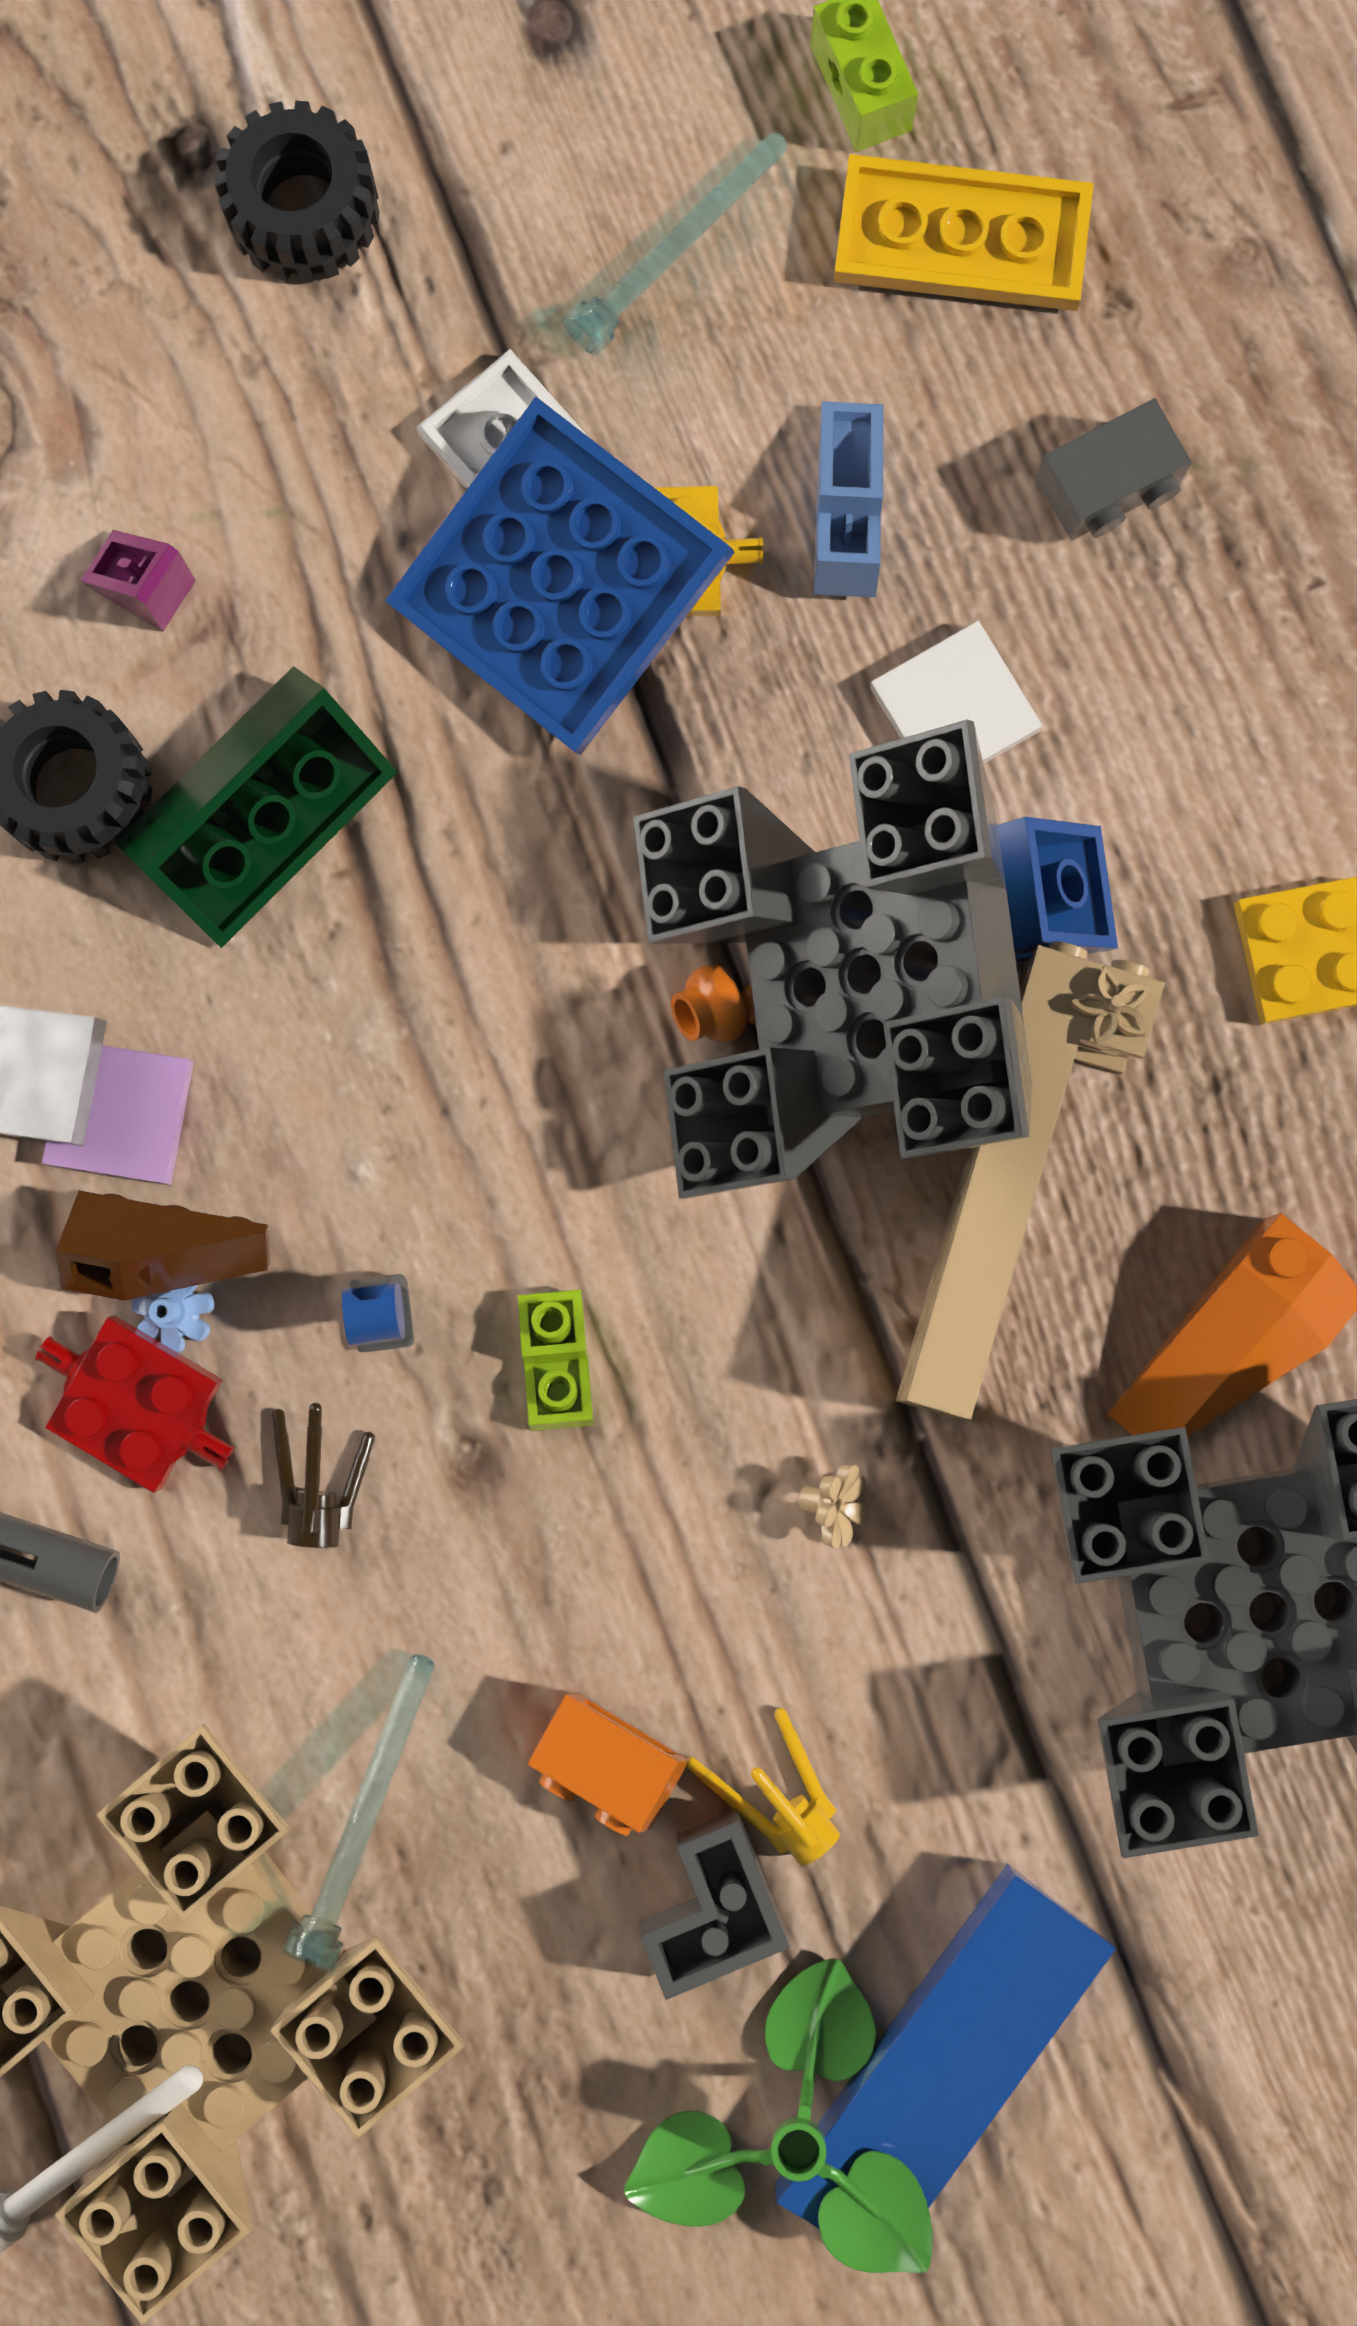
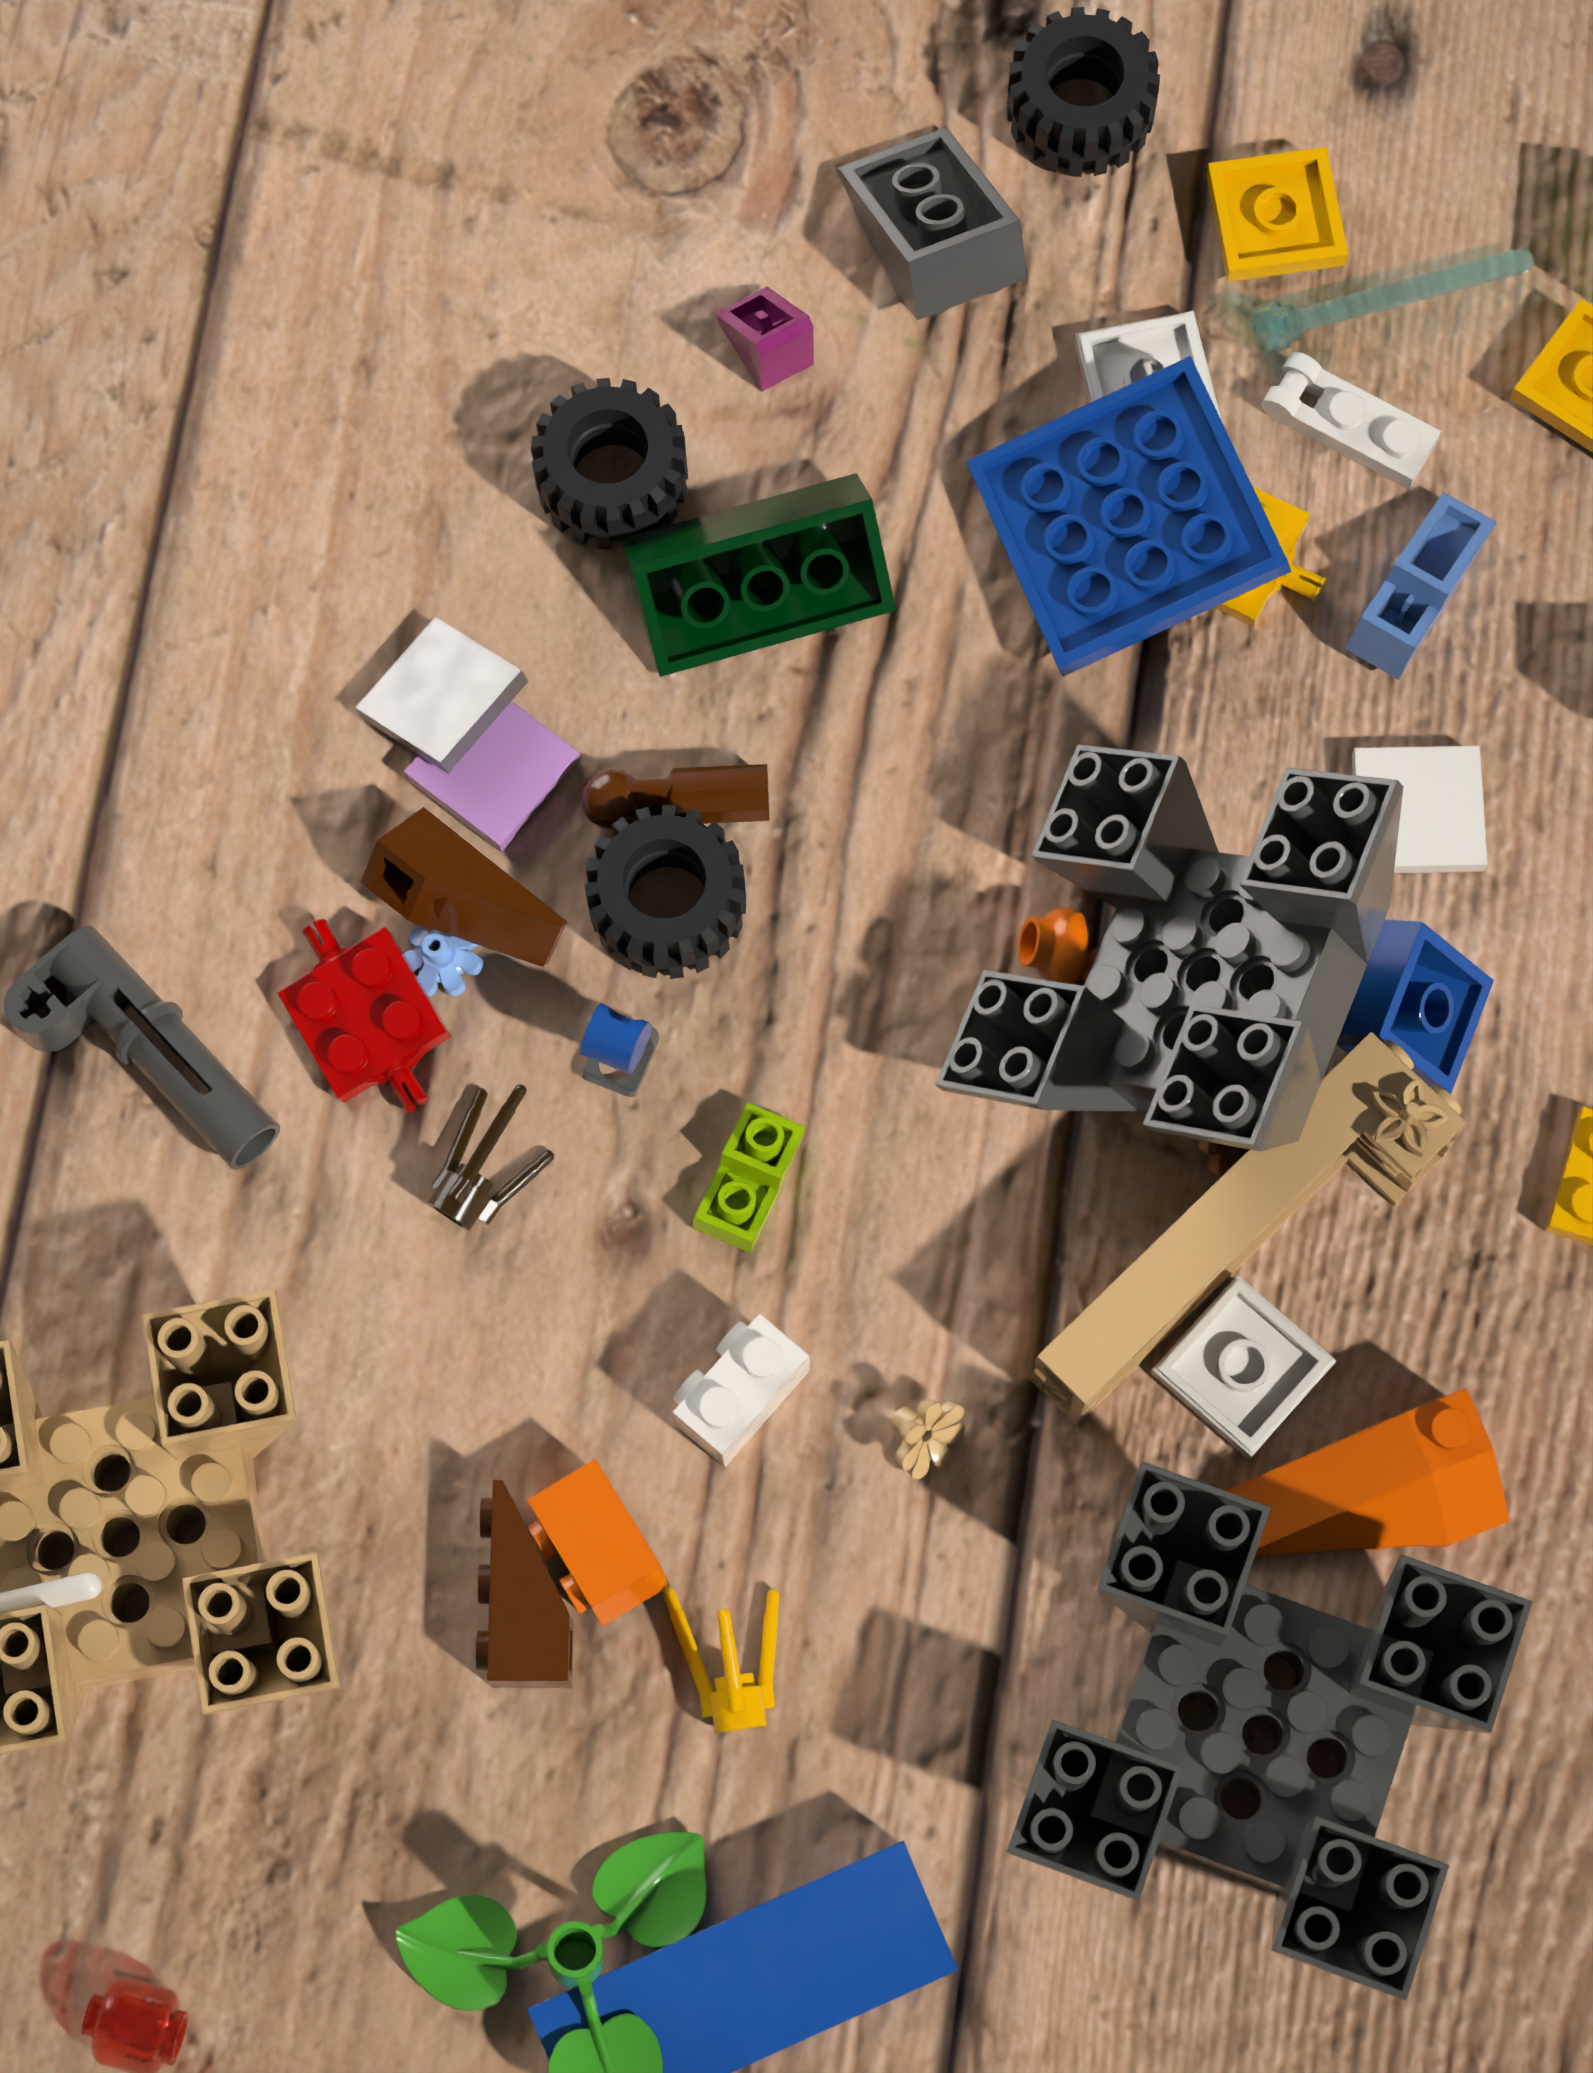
camera: 30 degrees right, 10 degrees down
(232, 388) = (935, 223): none -> dark grey slope
(297, 1114) = (655, 844): none -> black tyre
(308, 1046) = (717, 792): none -> reddish brown piece
(317, 1936) = (262, 1535): clear light blue piece -> none
(535, 217) = (1277, 214): none -> yellow plate
(585, 1861) = (528, 1622): none -> reddish brown slope
(656, 1558) = (741, 1389): none -> white brick
(705, 377) = (1351, 421): none -> white plate
(728, 1921) = (629, 1737): dark grey brick -> none
(1073, 1291) = (1243, 1367): none -> white tile

